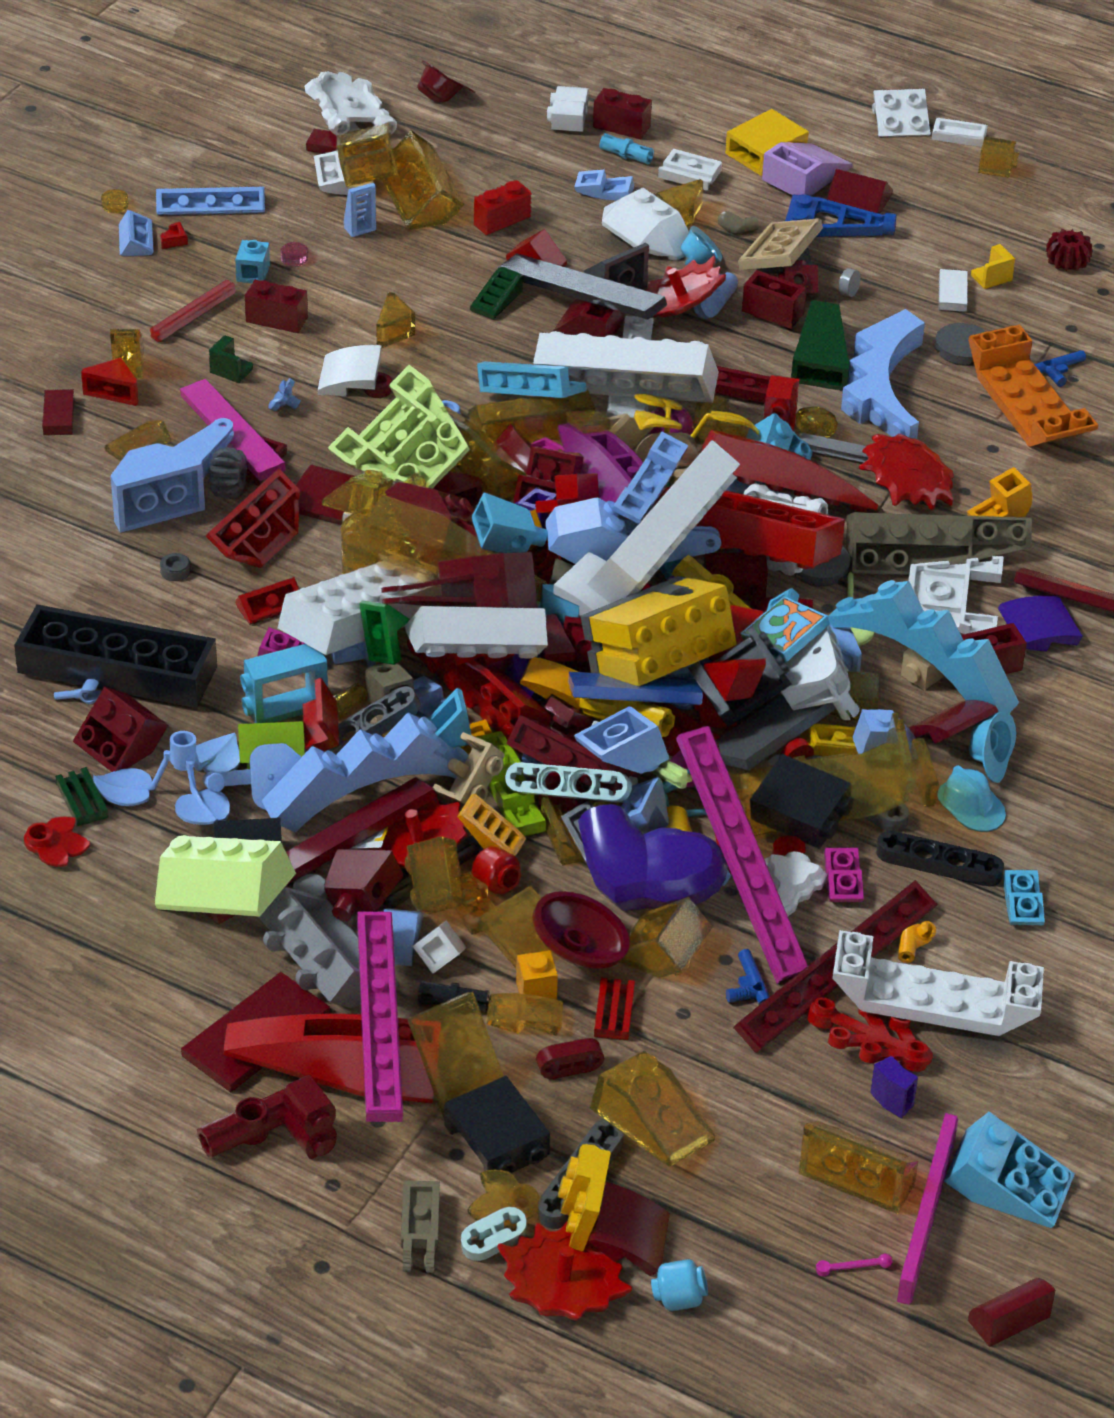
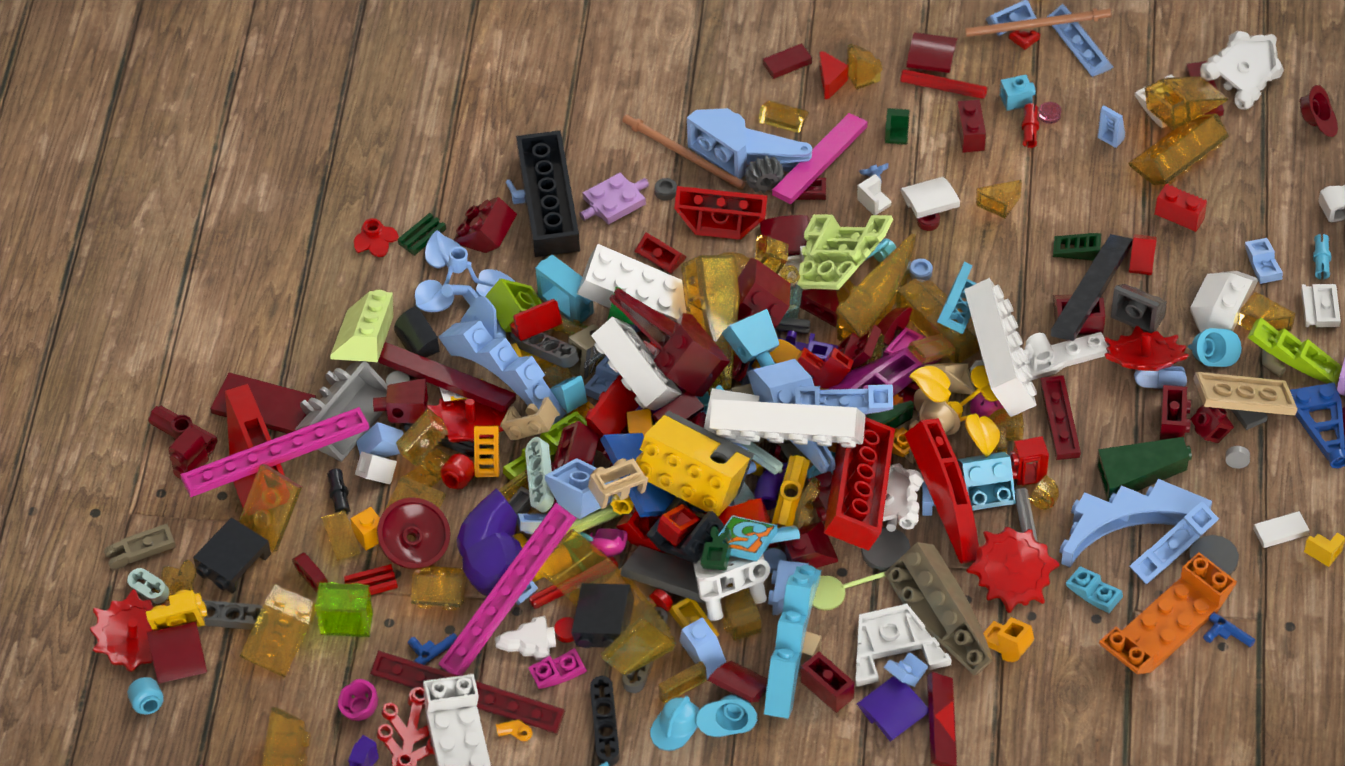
camera: 70 degrees right, 10 degrees up
(58, 558) = (637, 125): none -> nougat bar
(142, 302) = (931, 52): none -> dark red slope
(160, 605) = (614, 198): none -> lavender plate
(197, 170) = (1039, 22): none -> nougat bar
(305, 269) = (1030, 126): none -> red pin
(317, 413) = (871, 197): none -> white panel
(658, 1020) = (344, 609): none -> clear neon green piece
(661, 703) = (620, 487): none -> tan window
(736, 570) = (803, 513): none -> clear yellow slope
(746, 200) = (1300, 355): none -> lime slope
(803, 648) = (717, 553): none -> dark green plate
(803, 1075) = (360, 706): none -> dark pink helmet
(934, 354) = (1174, 543): none -> light blue slope
(960, 435) = (1091, 589): none -> medium azure slope
(999, 590) = (908, 670): none -> light blue bracket

